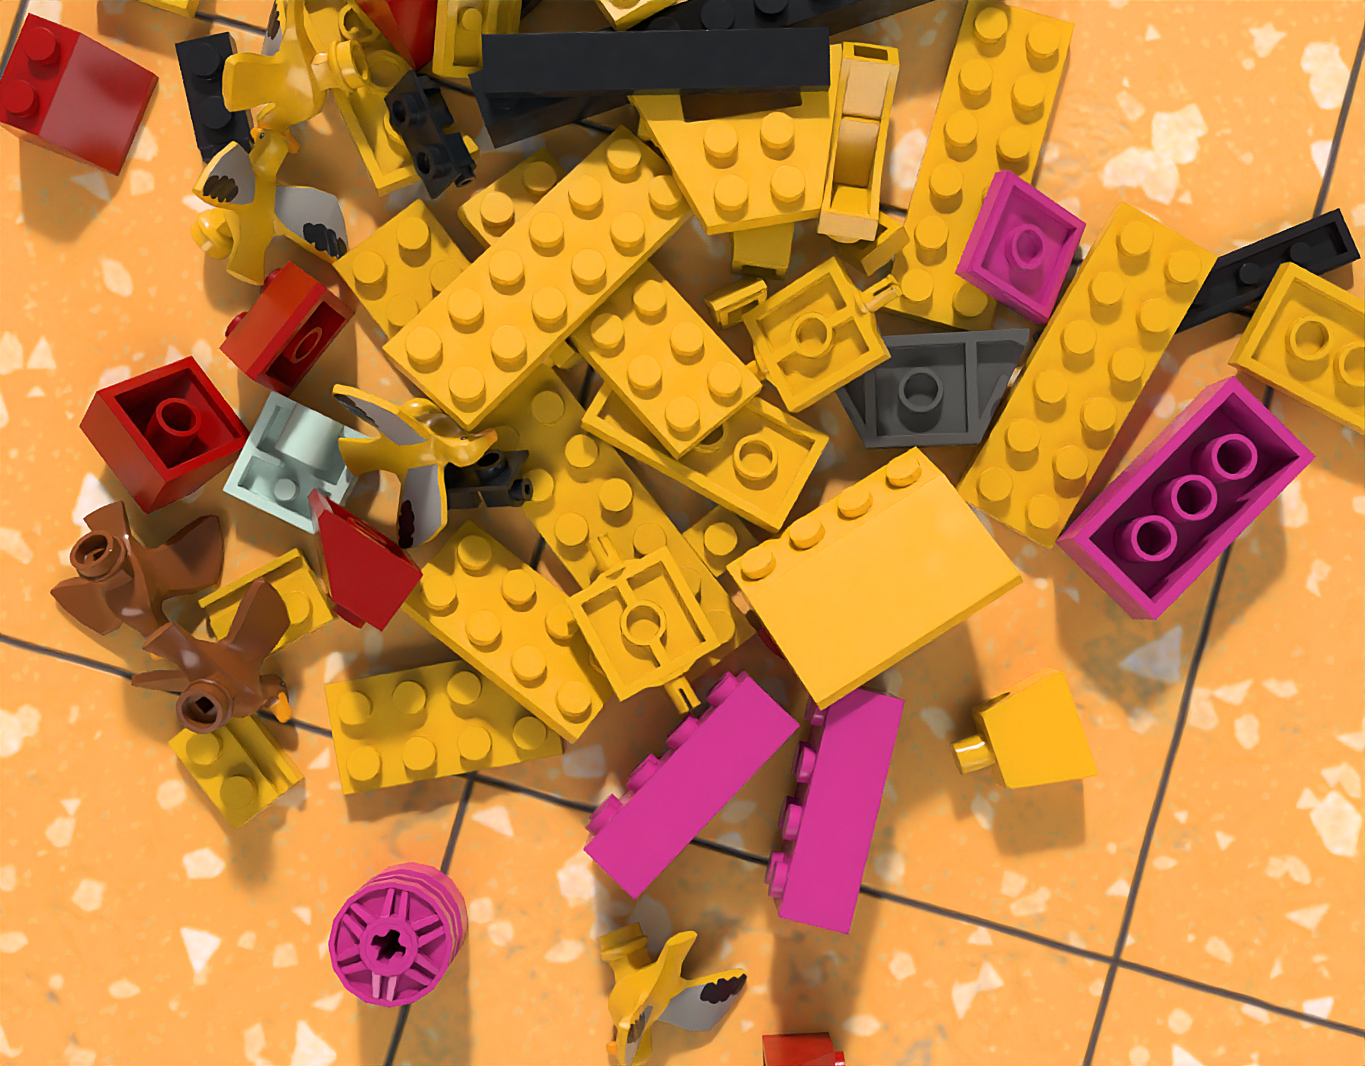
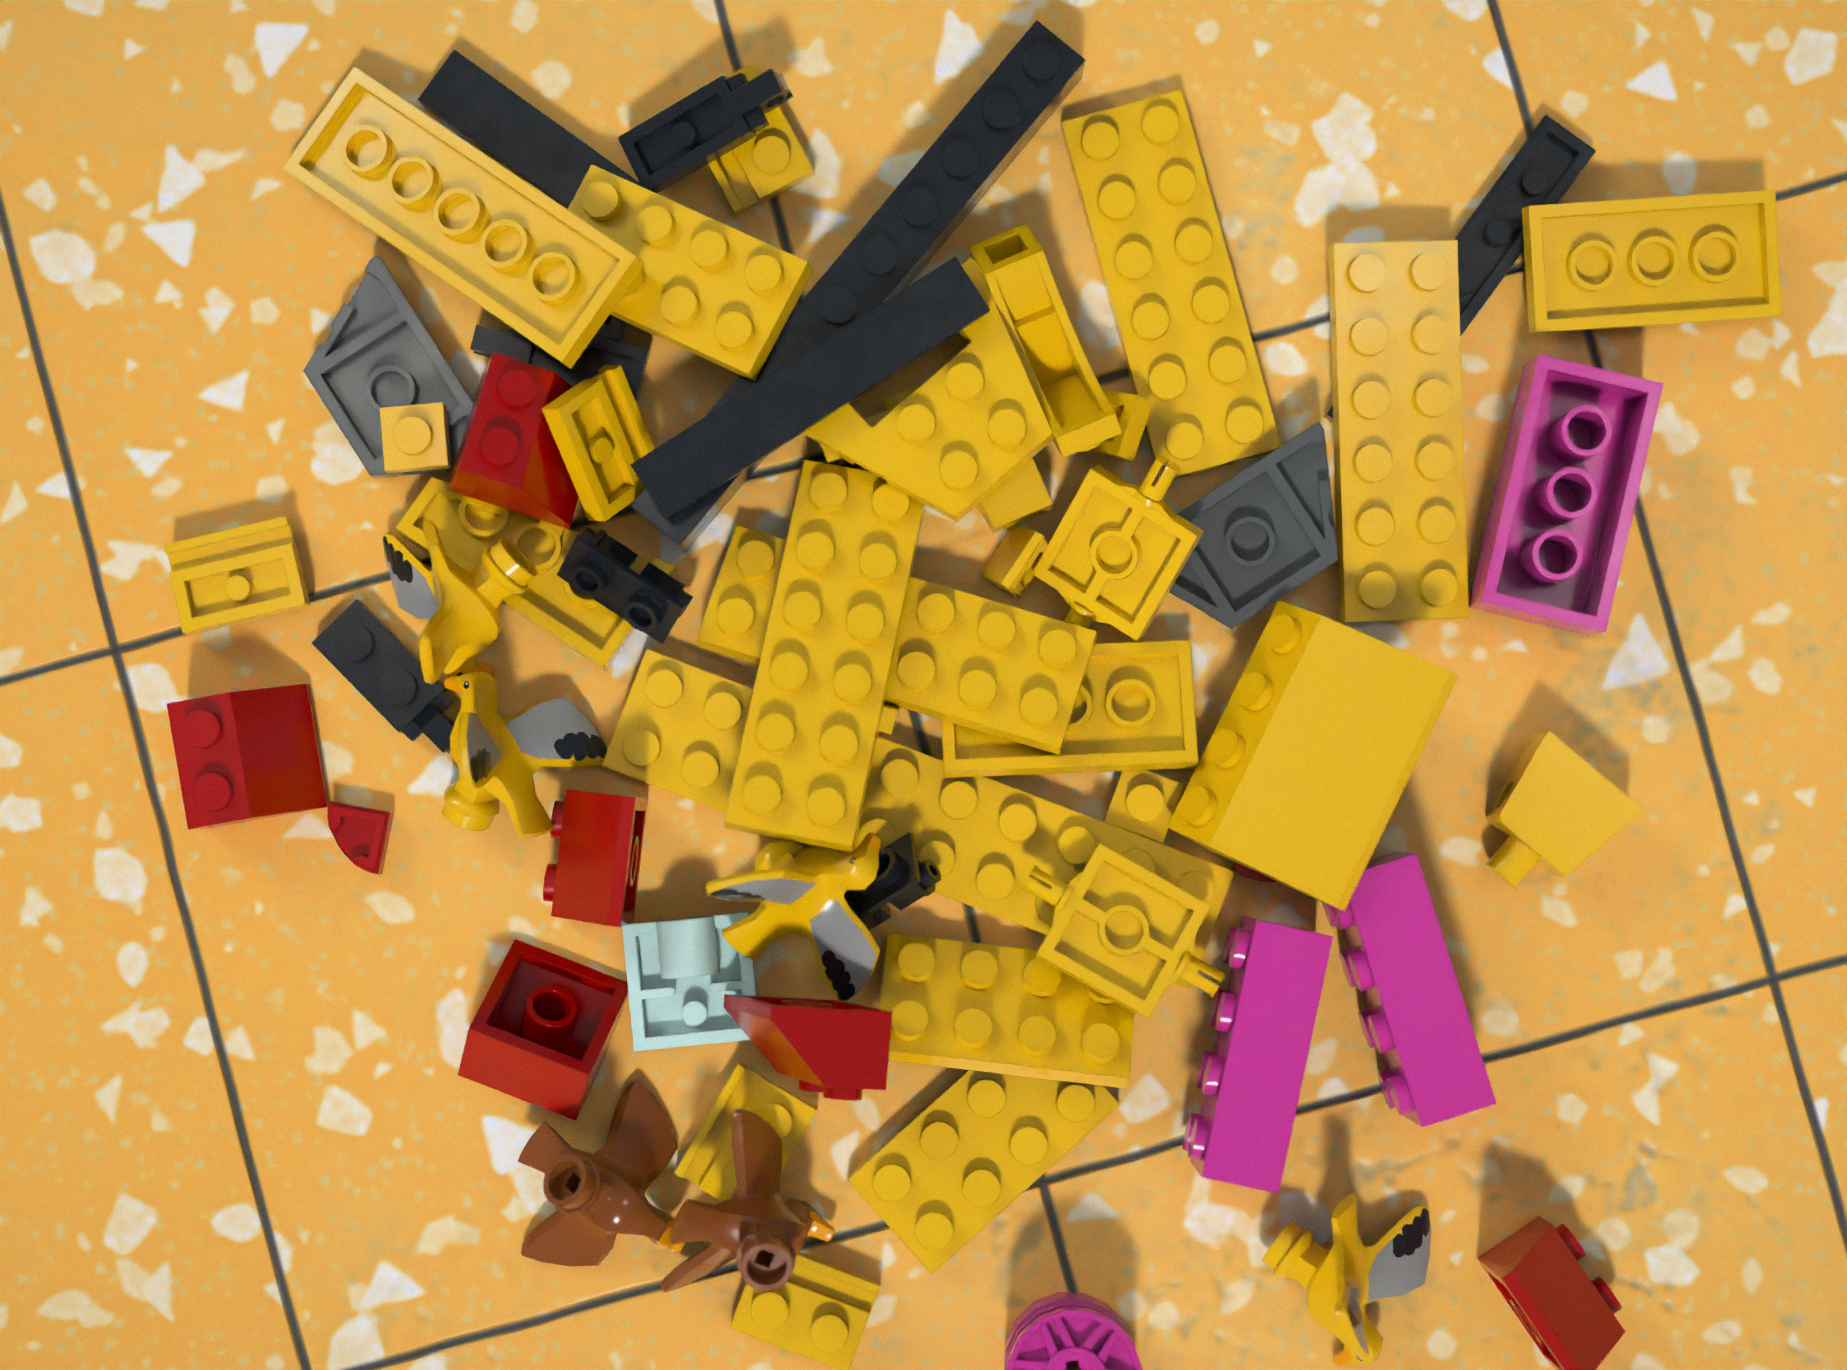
camera: 30 degrees left, 0 degrees up
(126, 209) = (361, 834): none -> red tile
(1020, 247) = (1262, 344): dark pink tile -> none

